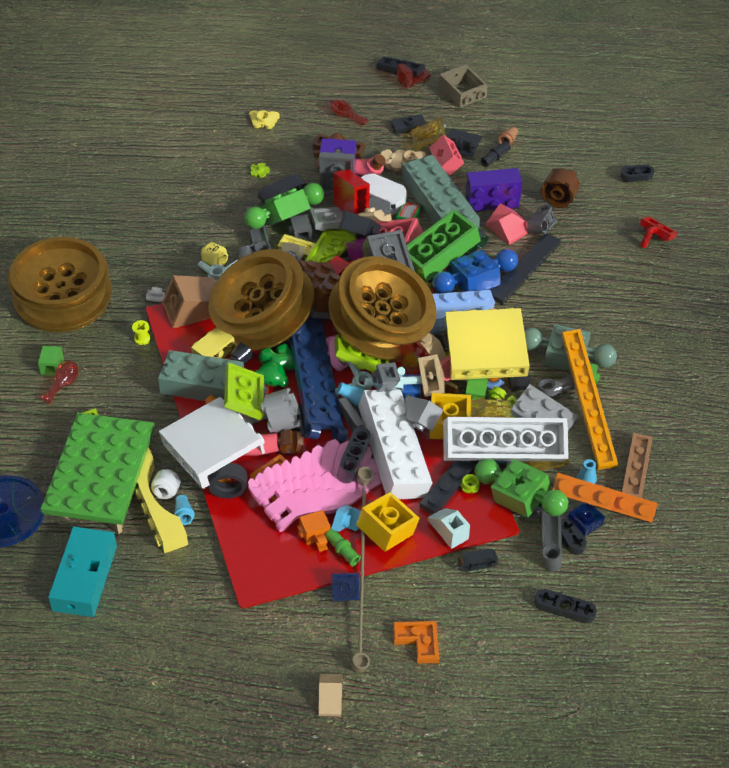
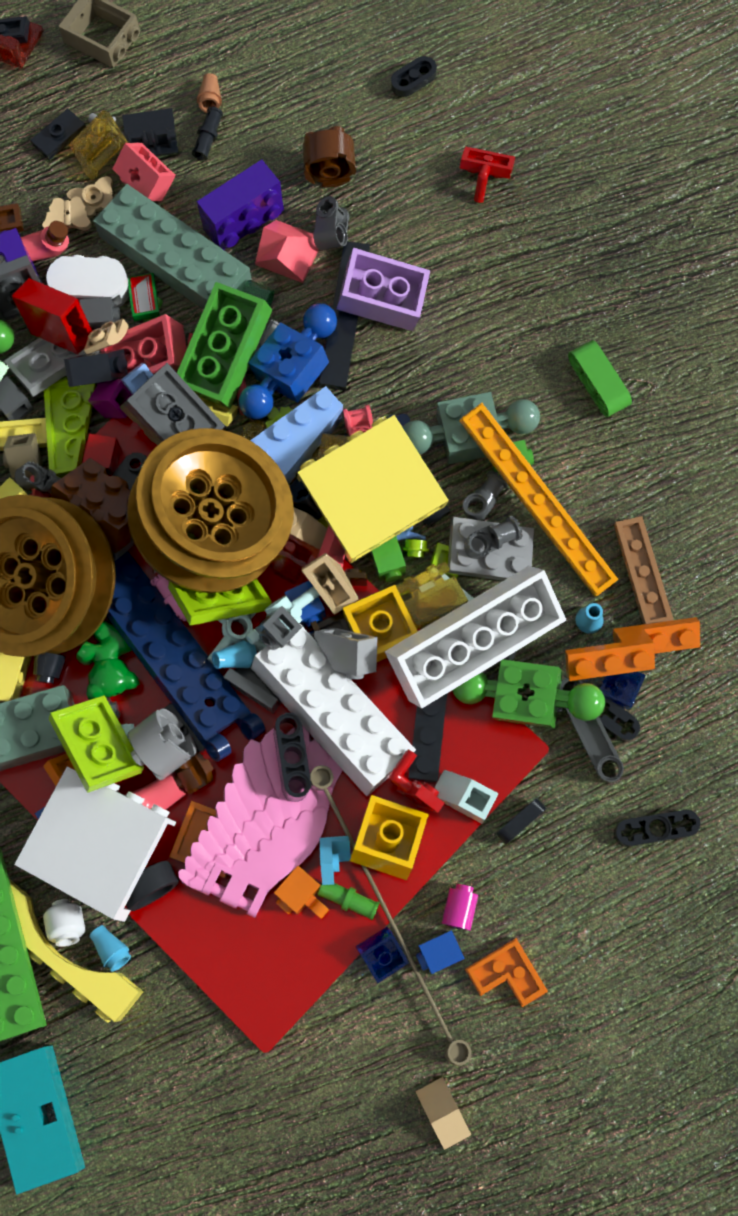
camera: 25 degrees left, 25 degrees up
(382, 604) = (439, 953): none -> blue brick
(409, 587) = (460, 907): none -> dark pink brick
(420, 503) = (420, 794): none -> red plate
(470, 480) = (461, 708): lime plate -> none
(547, 401) = (493, 537): none -> dark grey connector
(554, 259) = (383, 289): none -> lavender brick
(667, 359) = (599, 378): none -> bright green beam

